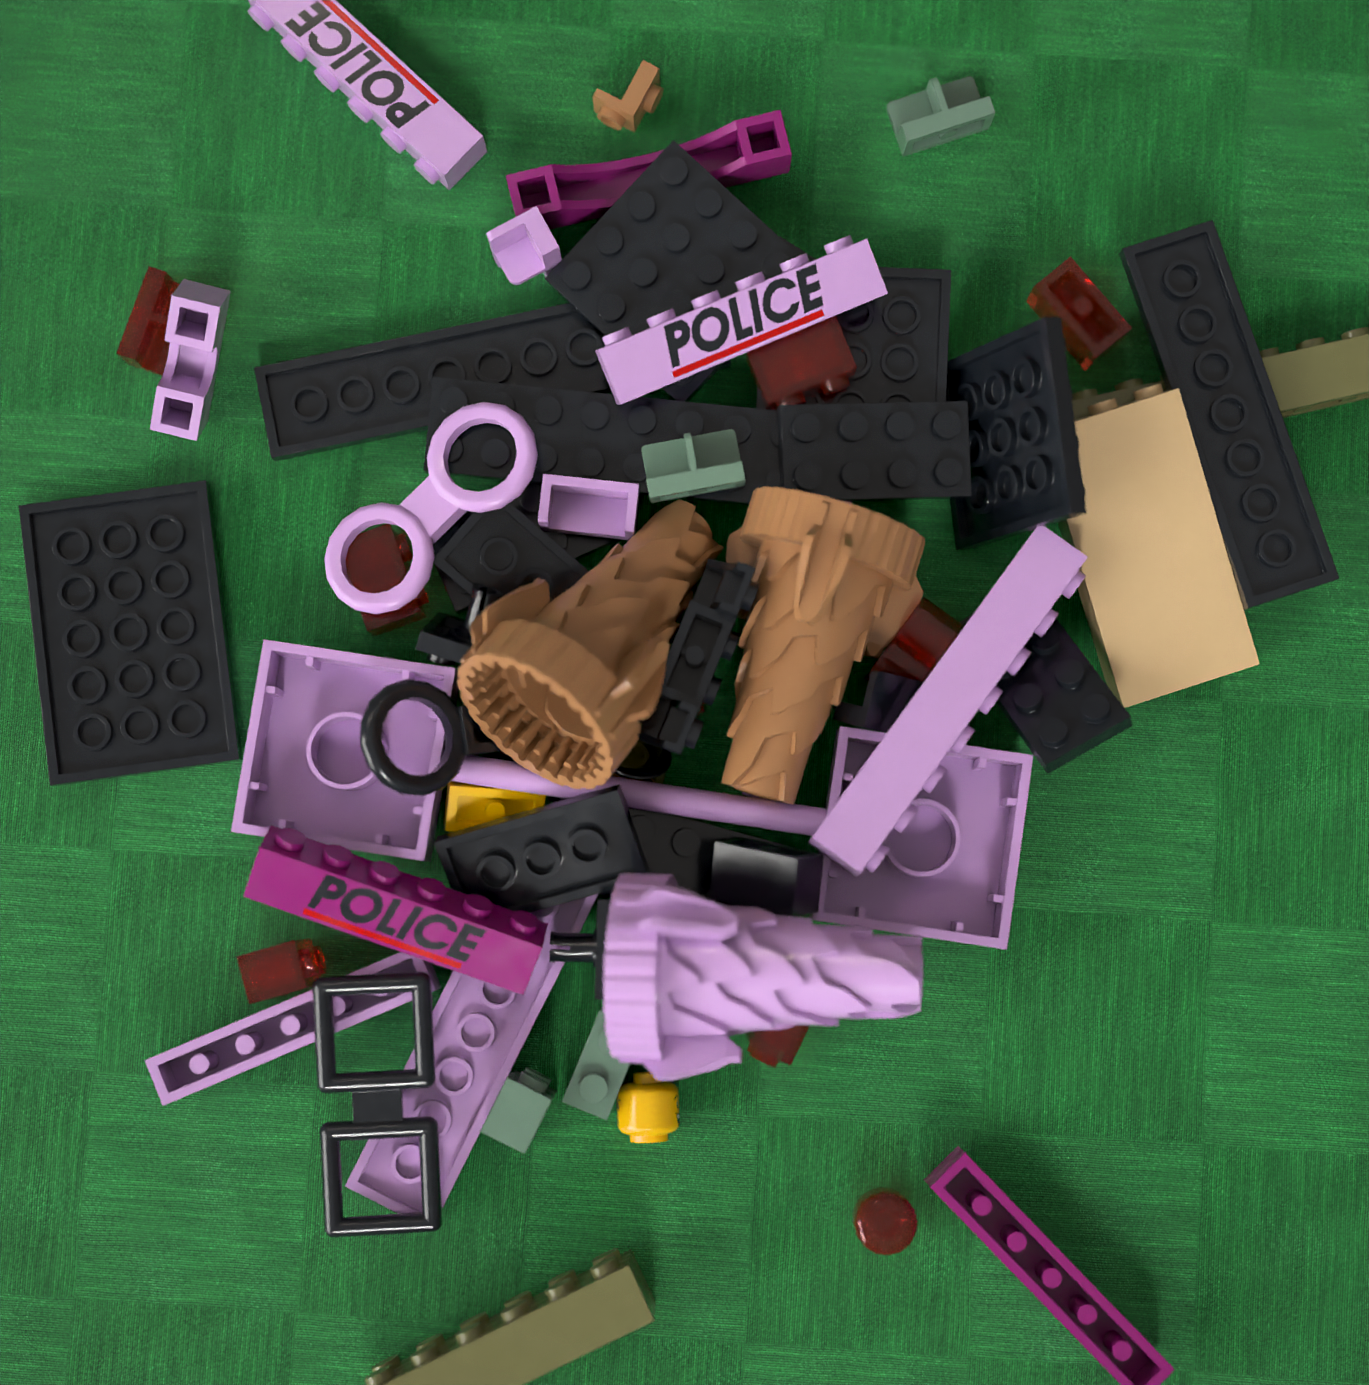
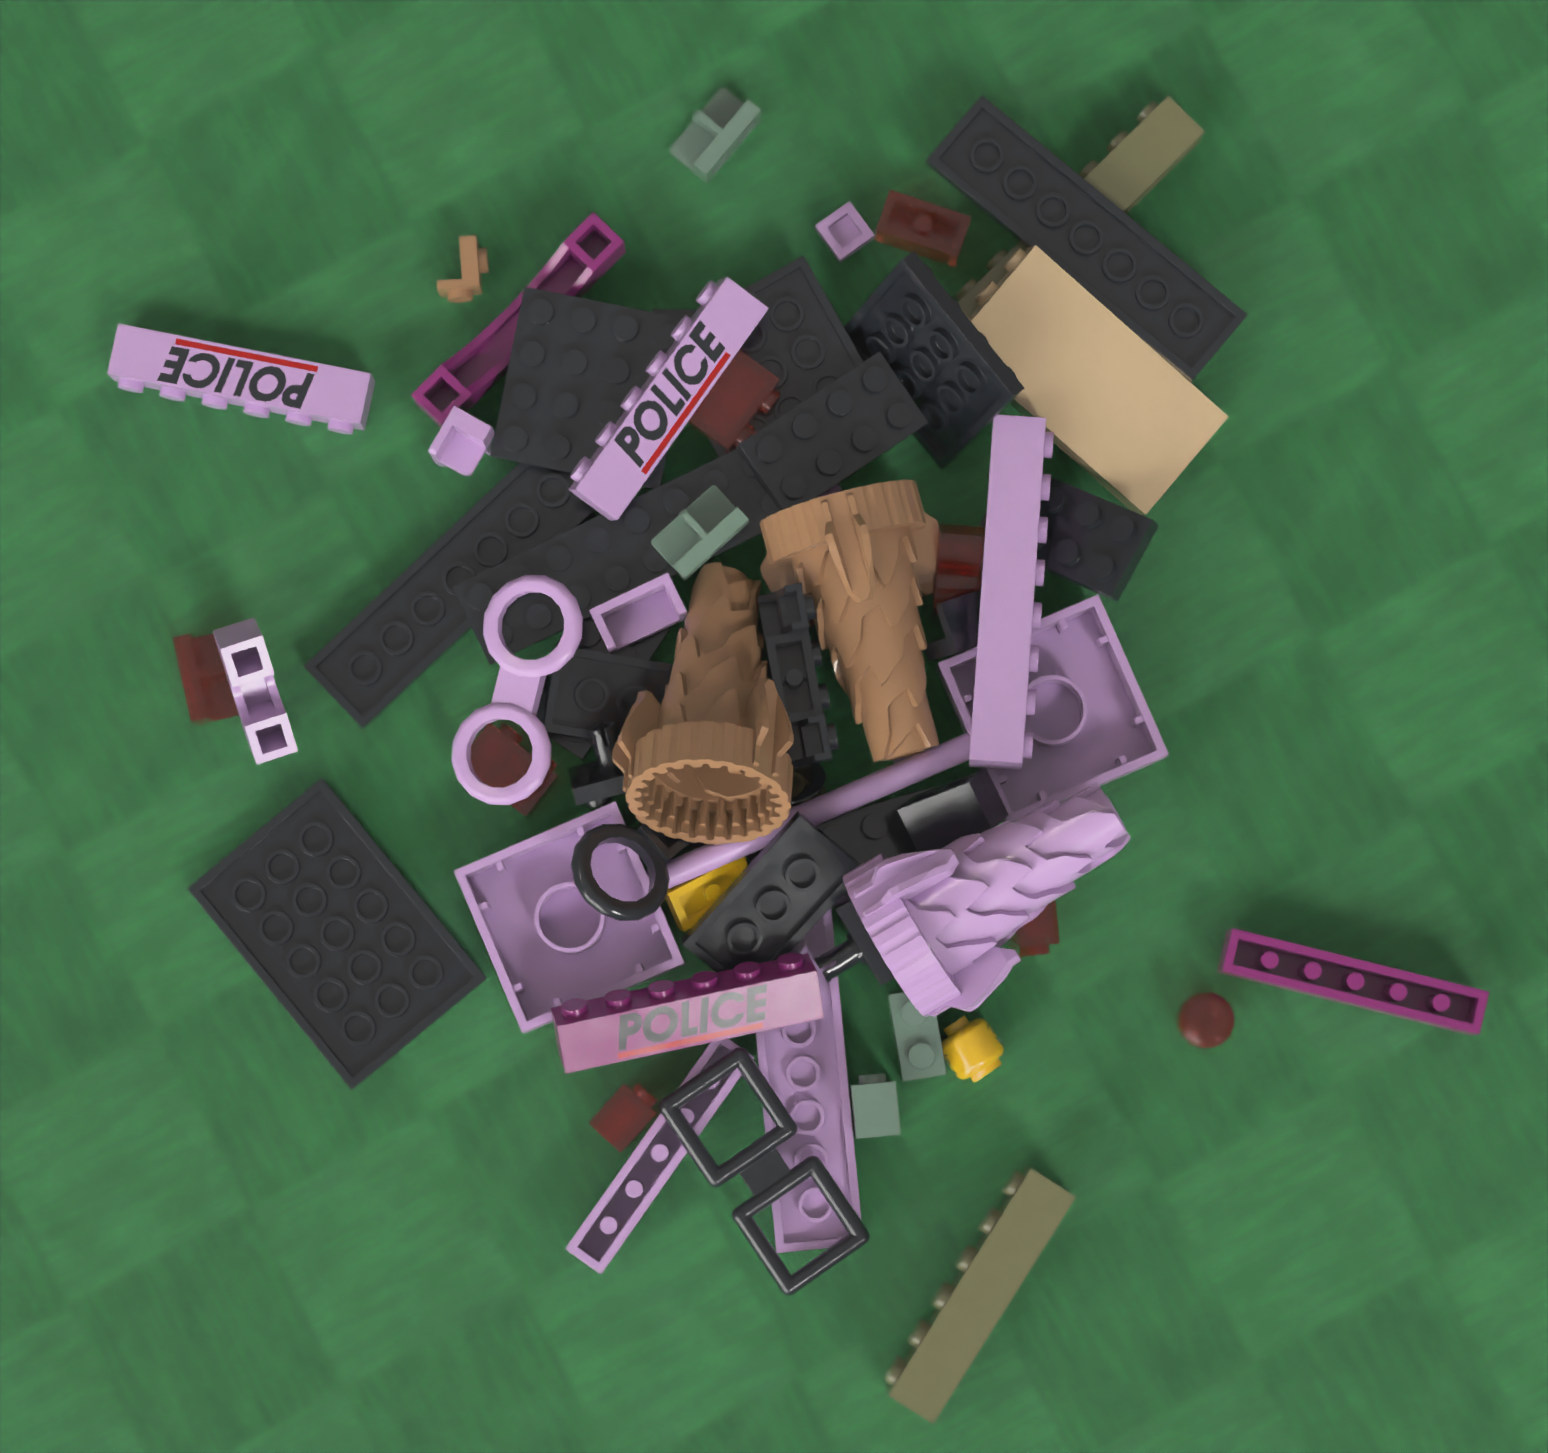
camera: 30 degrees left, 0 degrees up
(1002, 275) = (844, 232): none -> lavender plate

